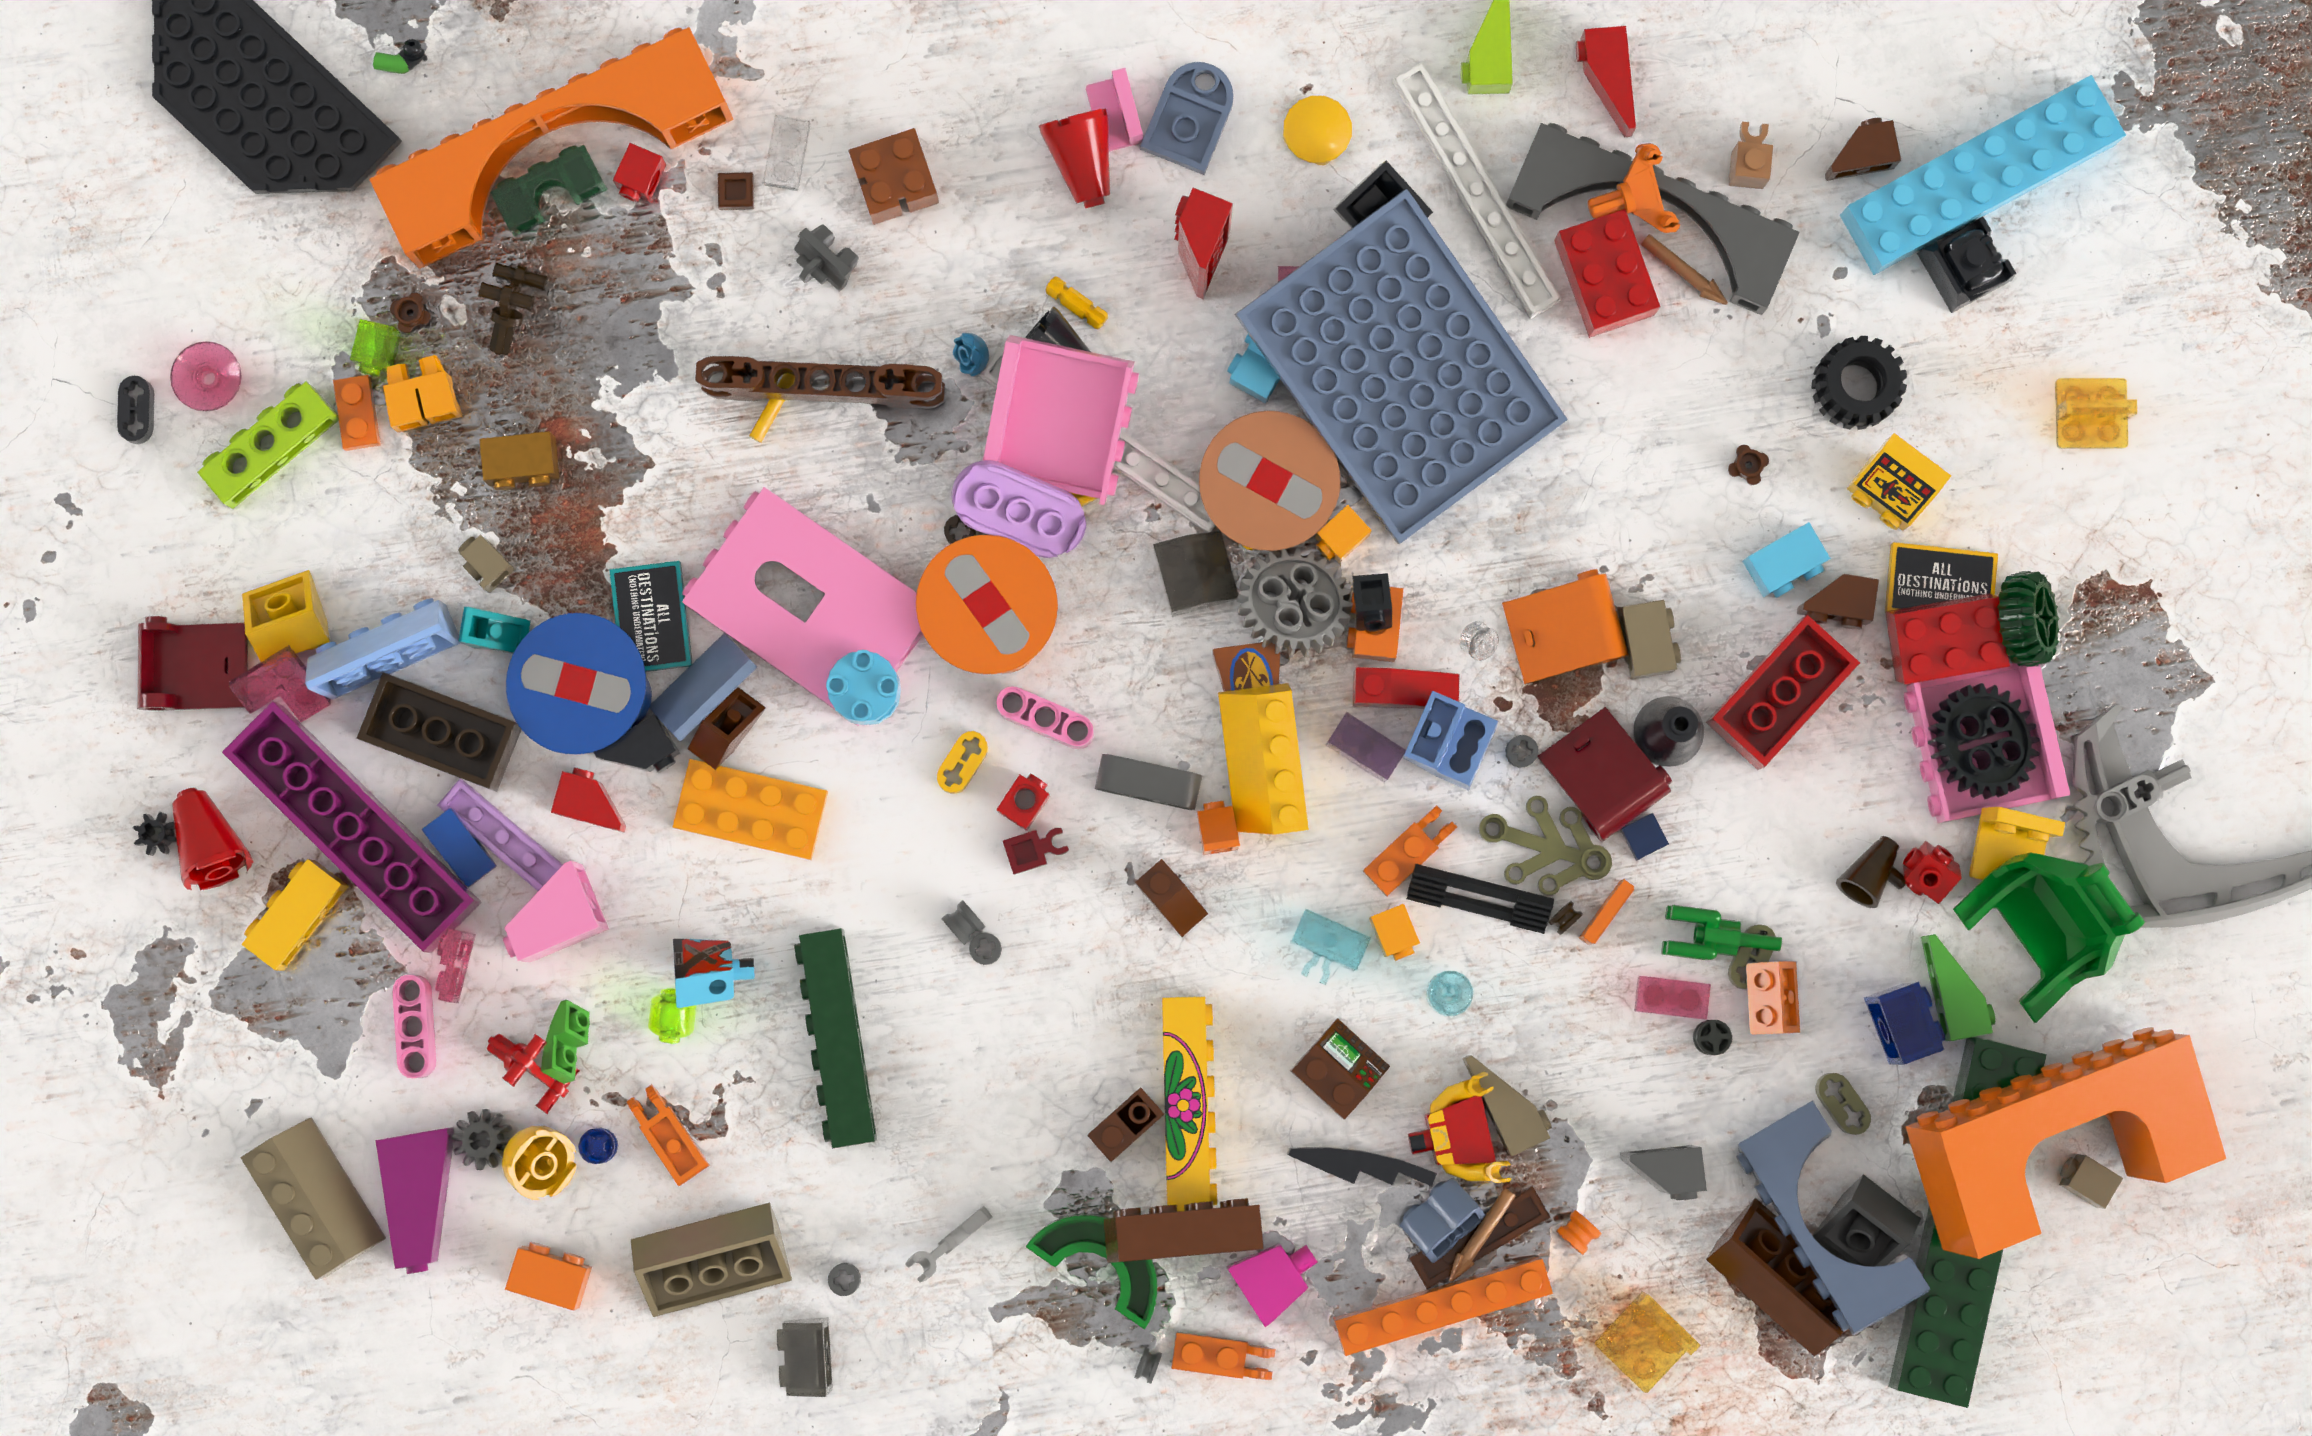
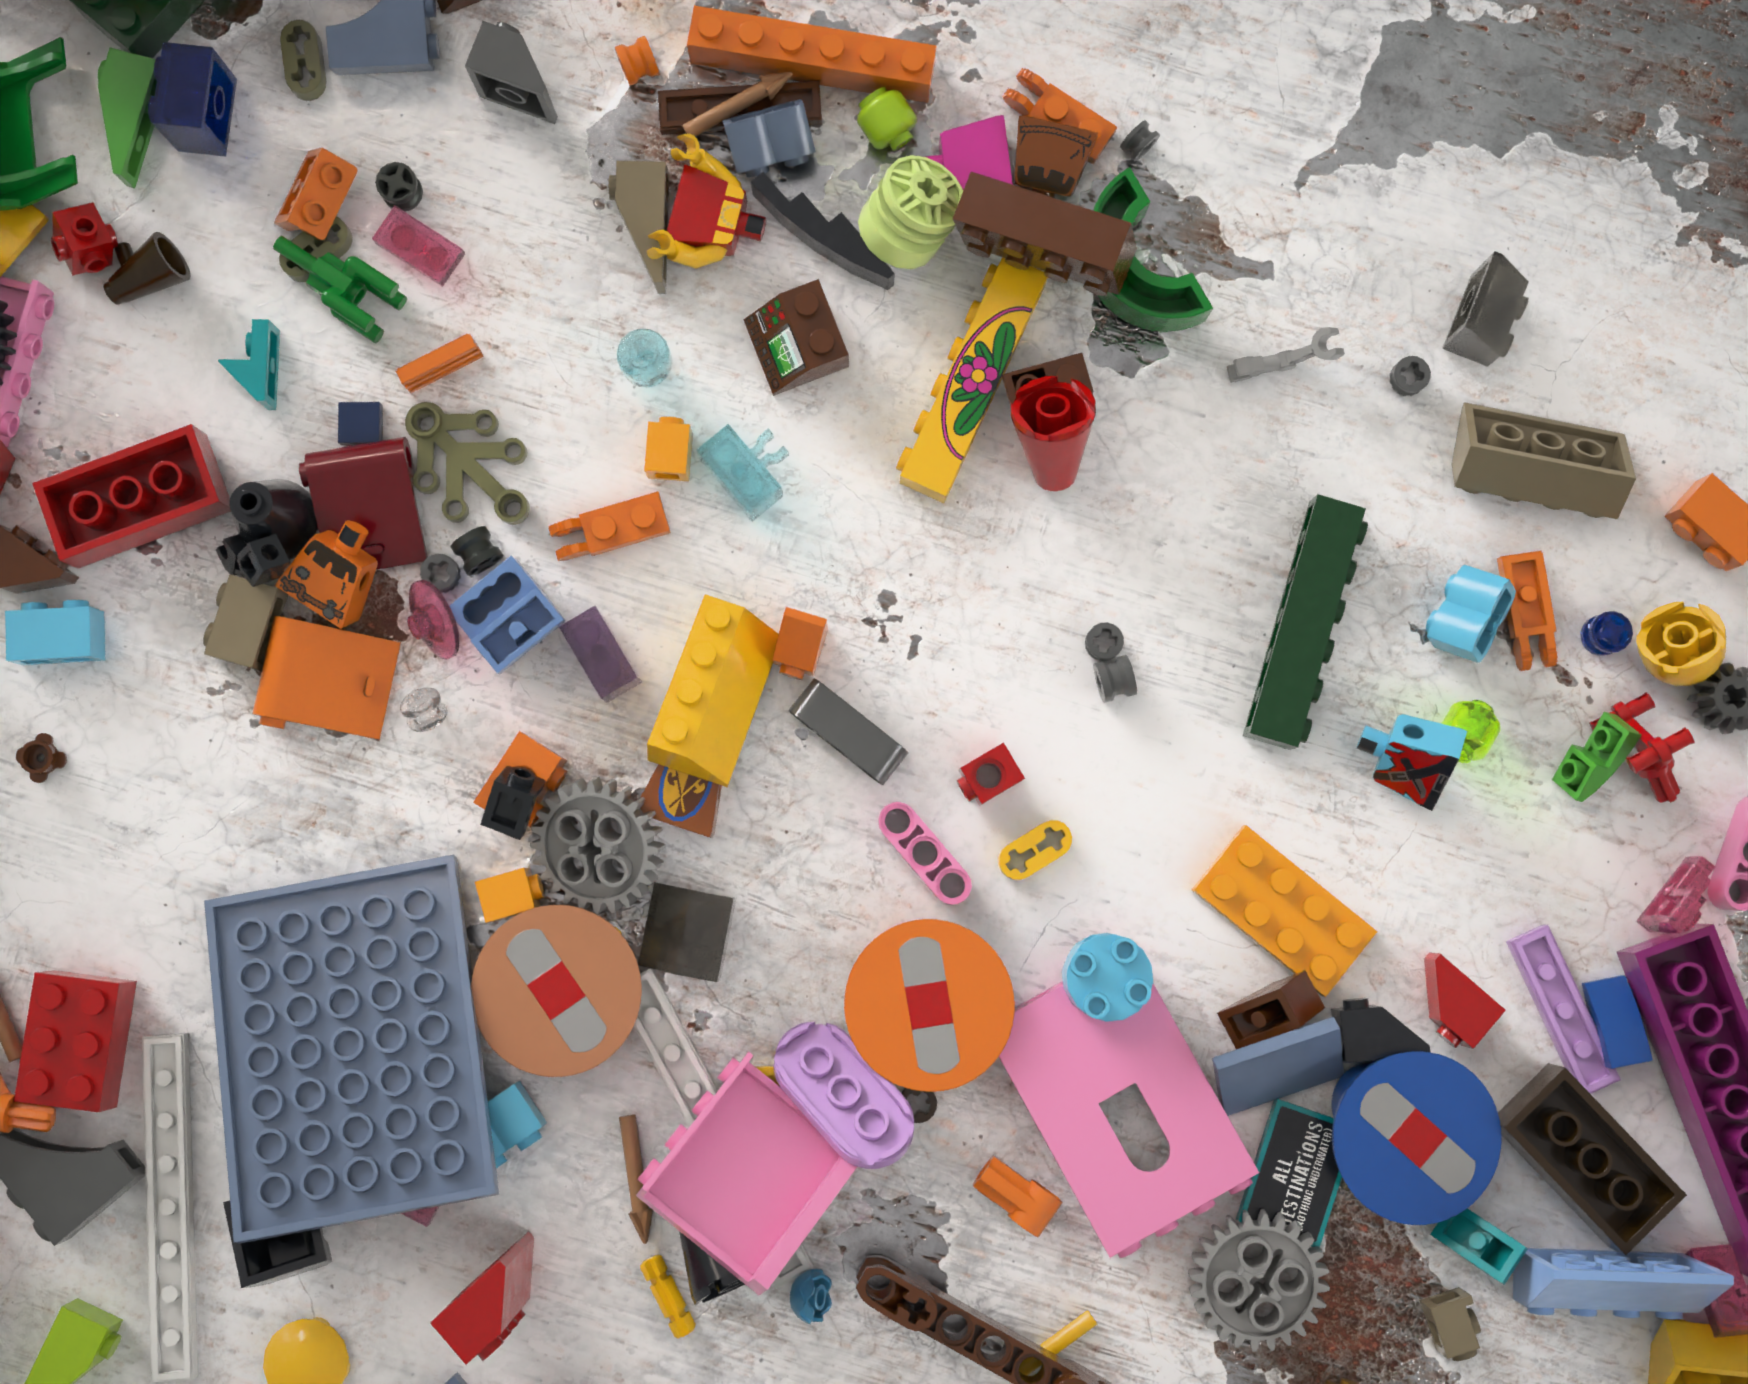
camera: 155 degrees left, 0 degrees up
(556, 916) = (1548, 893): bright pink slope -> none
(613, 522) = (1291, 1299): none -> light grey gear
(712, 1107) = (1471, 613): none -> medium azure brick
(844, 498) = (1025, 1200): none -> orange piece
(1028, 851) = (1010, 720): dark red plate -> none
(1105, 1088) = (1053, 428): none -> red cone
(1126, 351) = (641, 1213): none -> medium nougat piece
(1171, 897) = (884, 600): reddish brown slope -> none
(1211, 1311) = (1051, 155): none -> dark orange torso
(1298, 1208) = (910, 212): none -> yellowish green wheel
(1357, 1282) = (886, 119): none -> lime head
(1400, 687) = (530, 699): red slope -> none
(1430, 886) = (521, 403): black container -> none
(1501, 780) = (476, 550): none -> pearl dark grey wheel
(1506, 710) = (432, 620): none -> clear pink dish
(1565, 917) = (485, 379): dark brown bush -> none
(1600, 707) = (332, 574): none -> orange torso
(1661, 684) = (251, 559): none -> black piece
(1739, 832) = (259, 373): none -> teal slope

